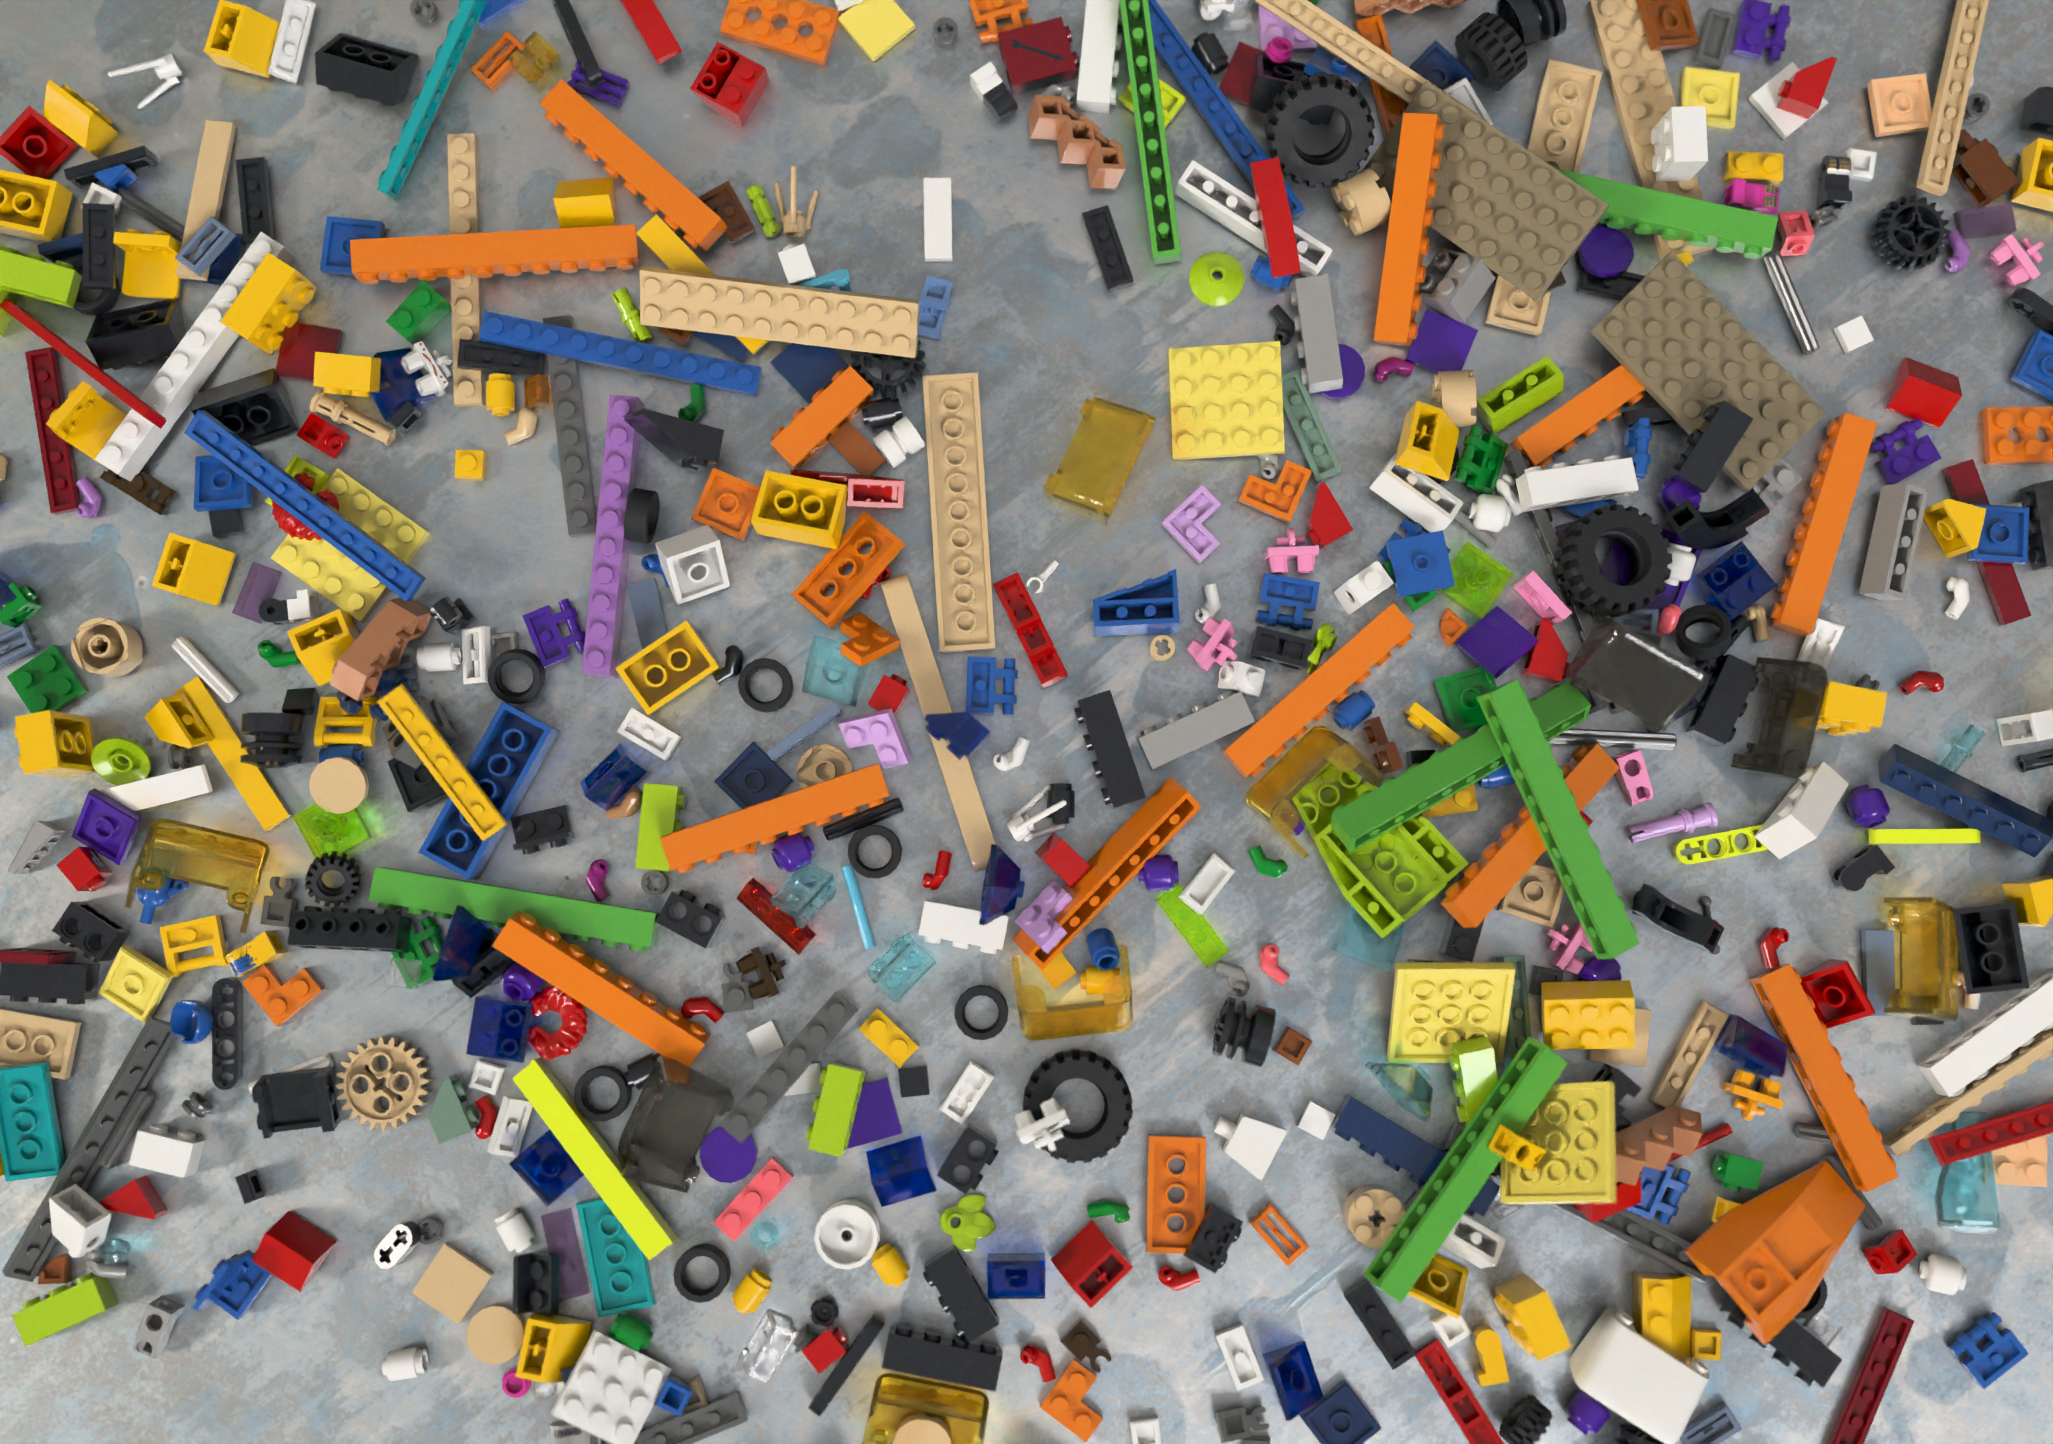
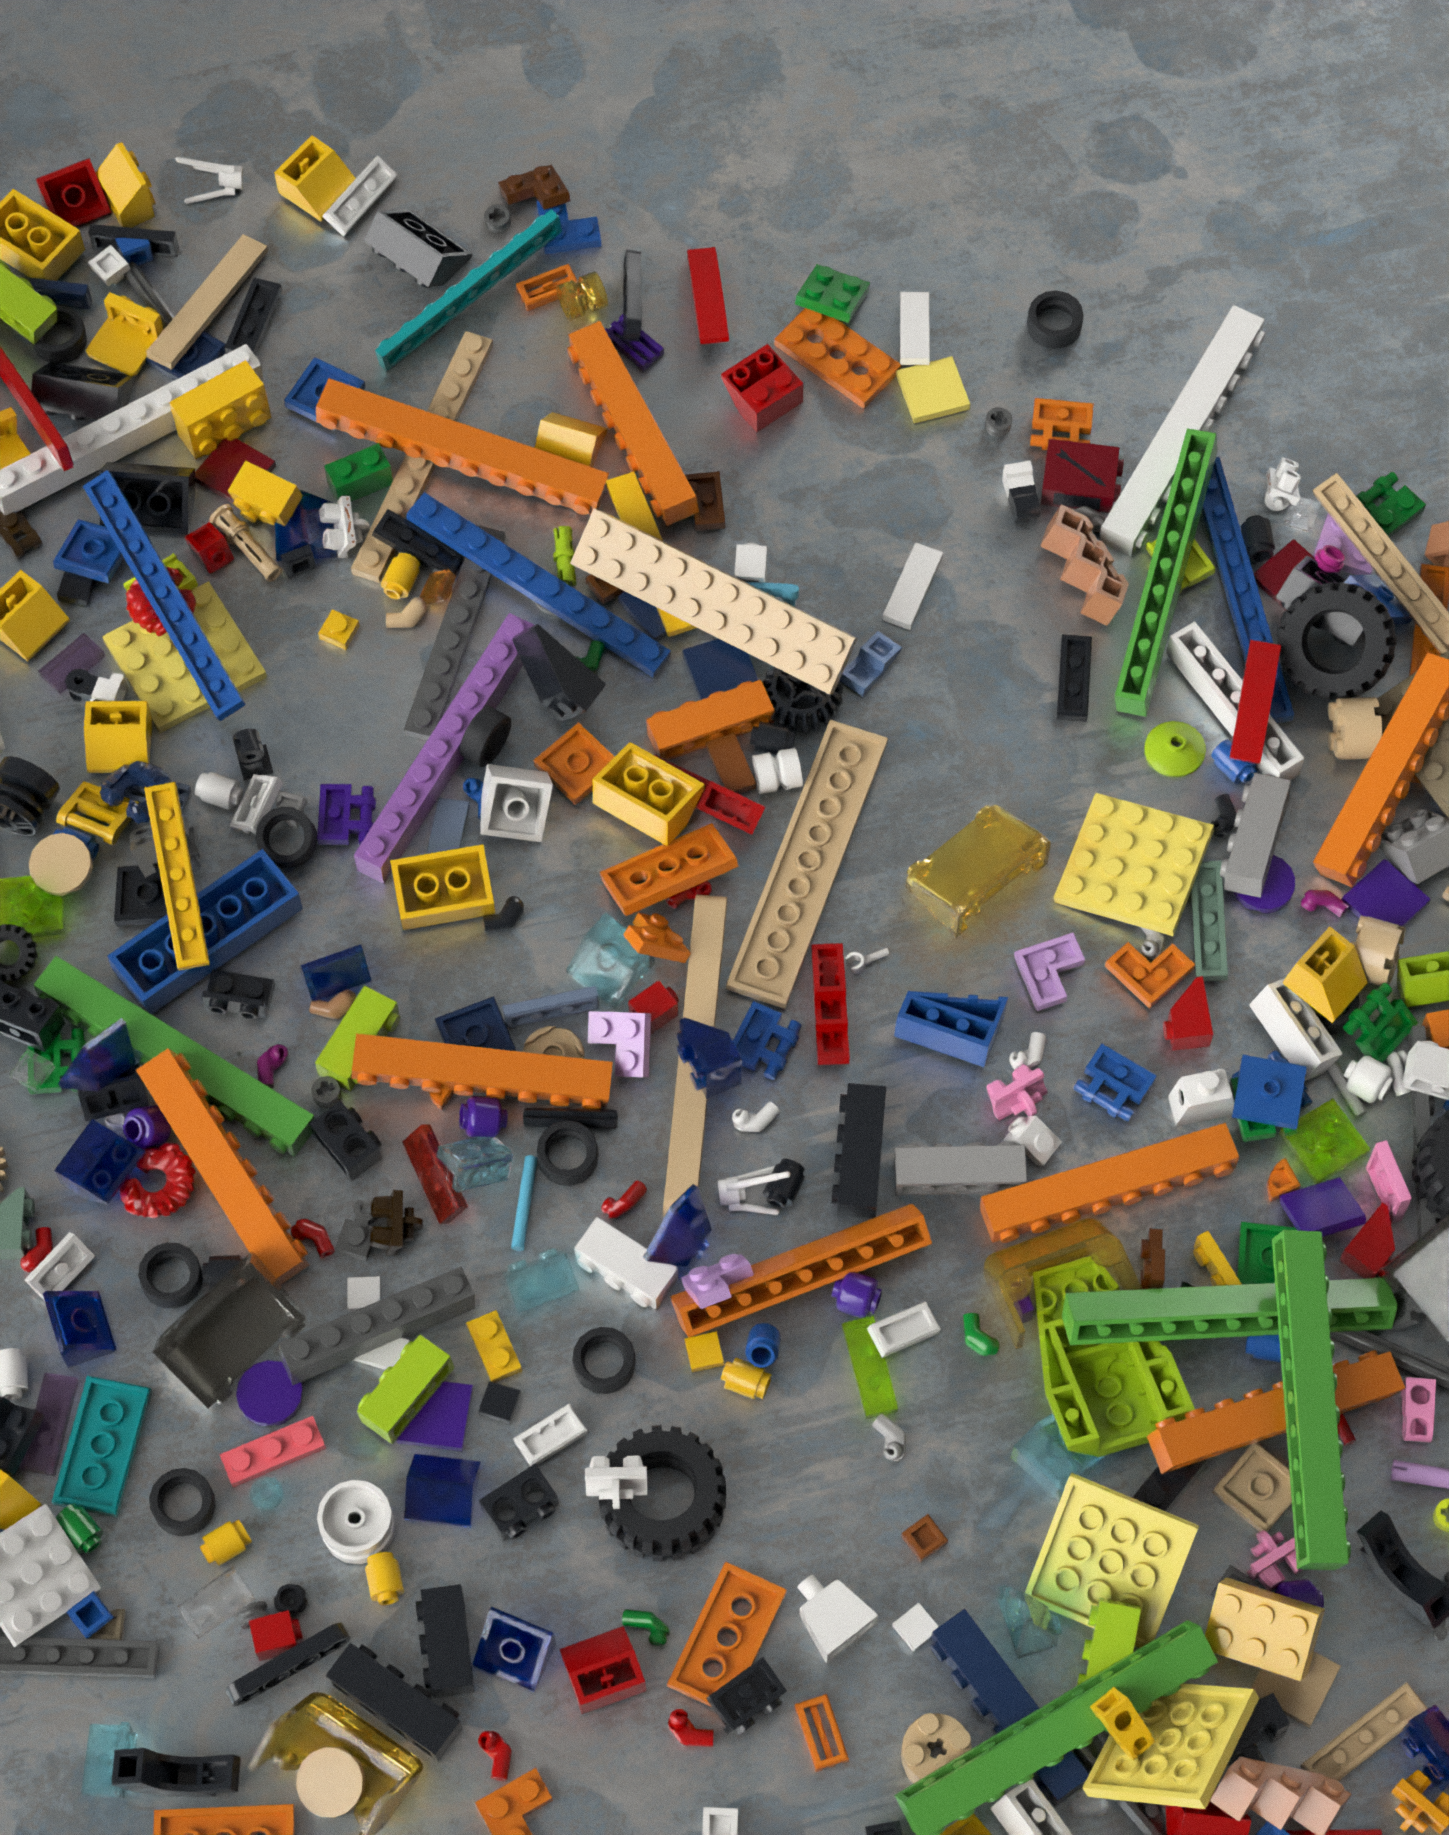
camera: 25 degrees right, 20 degrees down
(98, 246) = (88, 299): black plate -> none
(210, 247) = (189, 340): sand blue tile -> none
(275, 657) = (58, 728): green arm -> none
(300, 701) = (65, 776): black tile -> none
(379, 647) = (167, 751): nougat brick -> none
(487, 1076) = (60, 1212): white tile -> none
(594, 1158) = (131, 1335): neon yellow tile -> none
(649, 734) = (391, 946): white plate -> none
(753, 667) = (536, 969): black tyre -> none
(763, 211) = (741, 512): lime axle -> none
(794, 223) = (768, 532): tan plant -> none
(971, 1222) = (491, 1576): lime plate -> none
(1063, 860) = (761, 1238): red slope -> none
(1080, 1019) = (705, 1404): clear yellow windscreen -> none
(1083, 1342) = (553, 1756): dark brown plate -> none
(1153, 649) = (960, 1087): tan bush -> none
(1243, 1031) = (880, 1493): black wheel -> none
(1269, 963) = (937, 1440): coral arm -> none
(1279, 648) = (1084, 1121): black brick -> none
(1304, 554) = (1139, 1033): bright pink hips -> none
(1323, 640) = (1133, 1136): lime plate -> none
(1353, 710) = (1138, 1218): blue brick -> none
(1458, 803) = (1206, 1355): yellow plate -> none
(1519, 1017) = (1192, 1585): sand green plate -> none

